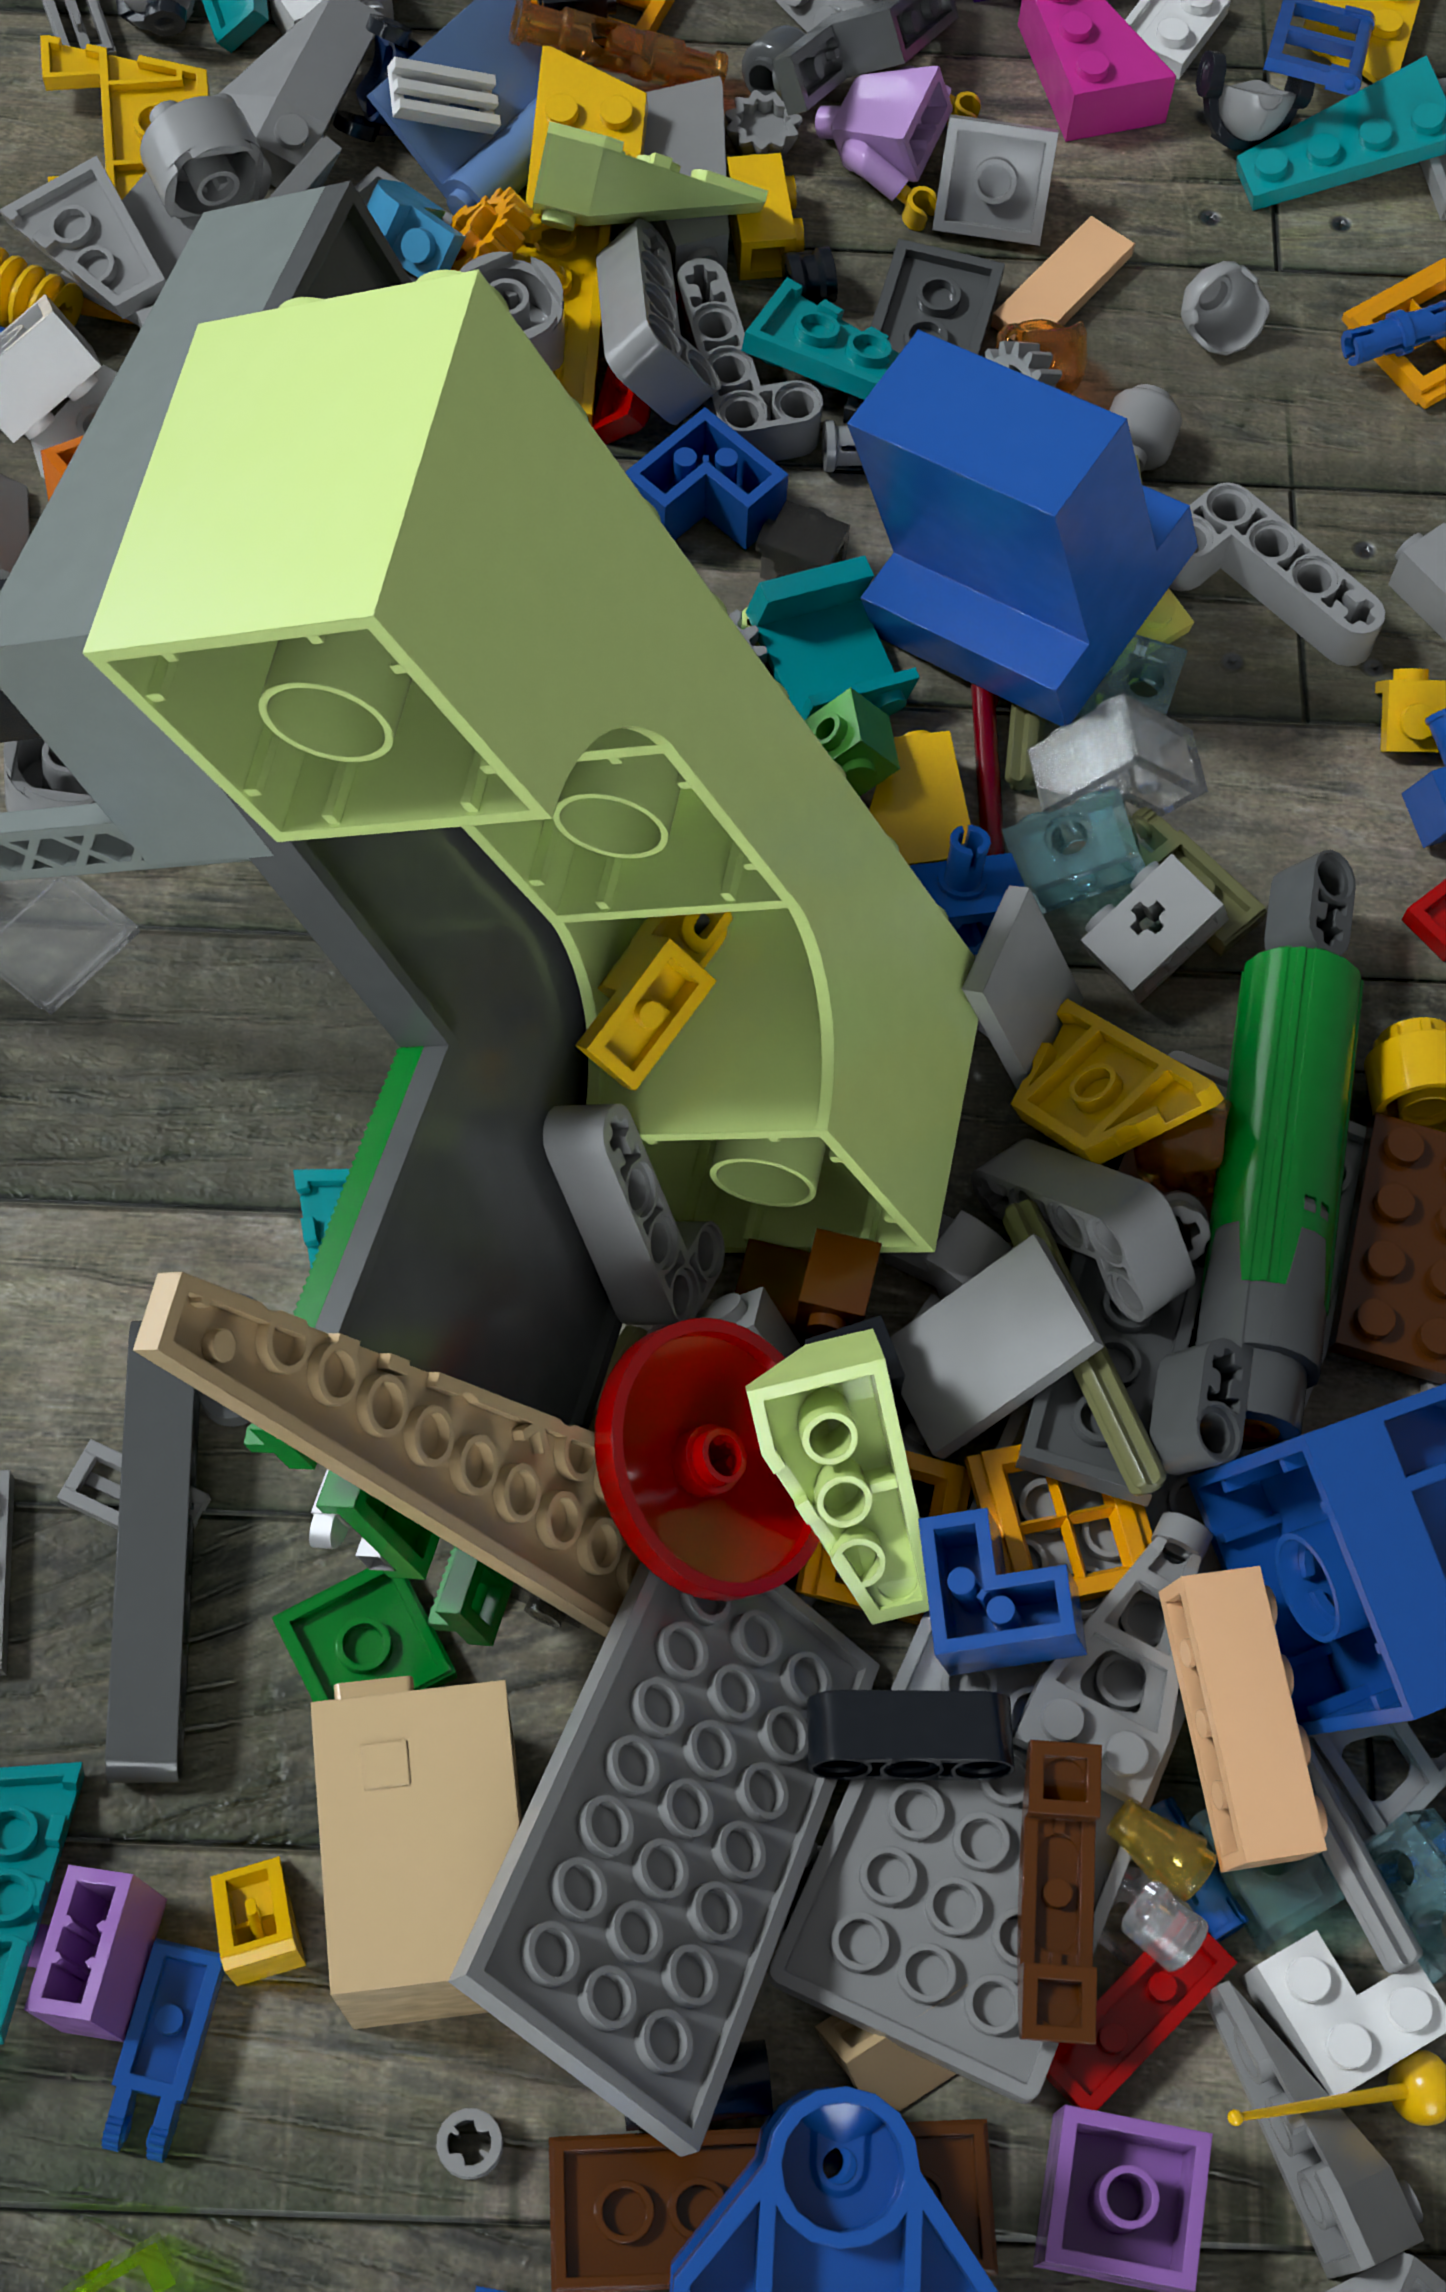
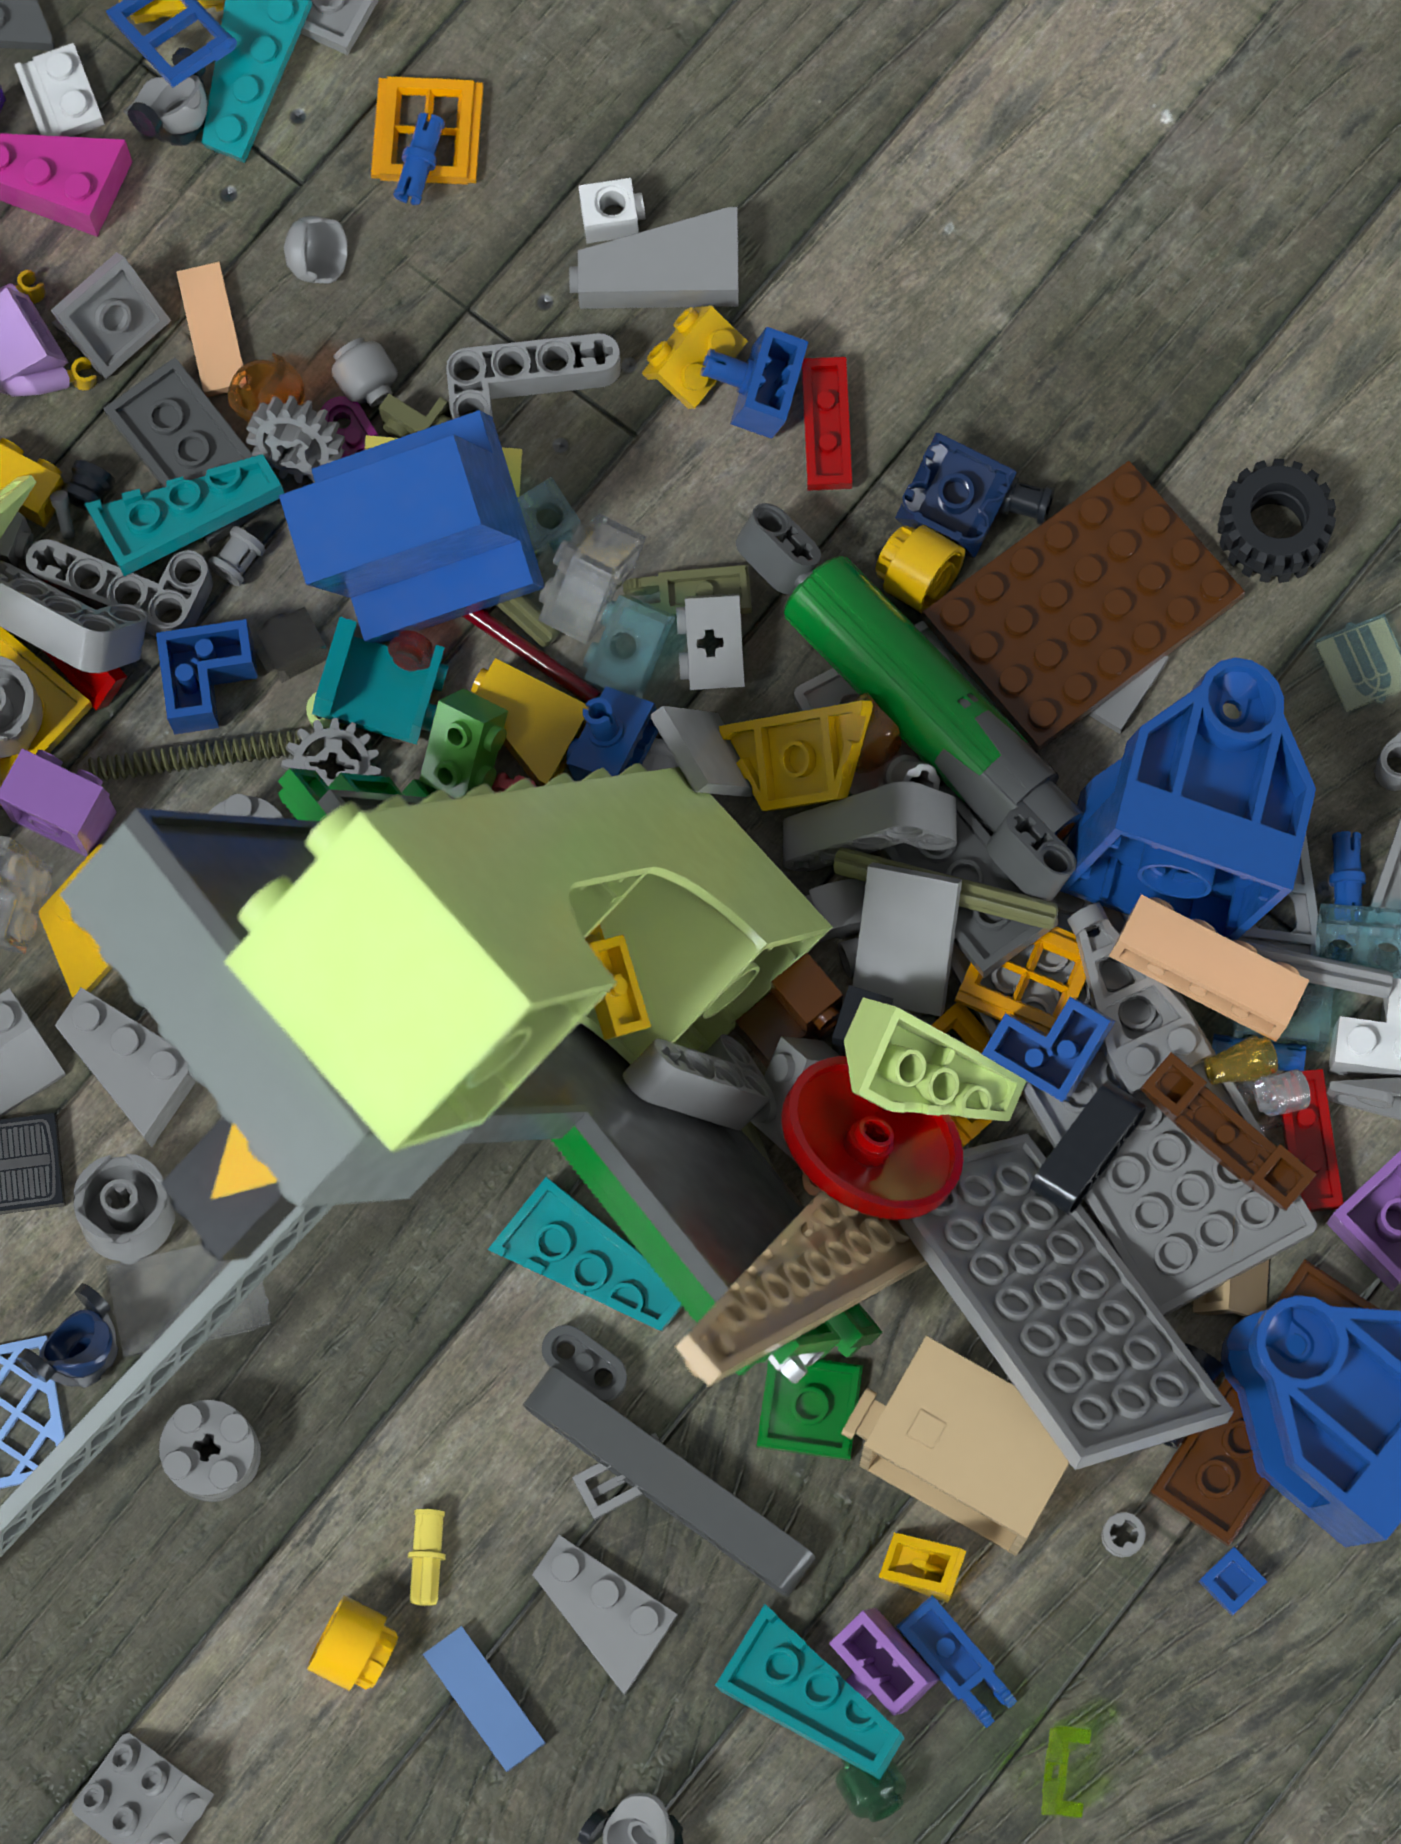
camera: 45 degrees left, 10 degrees up
(771, 256) = (60, 502): none -> dark grey piece
(889, 650) = (411, 650): none -> clear red plate

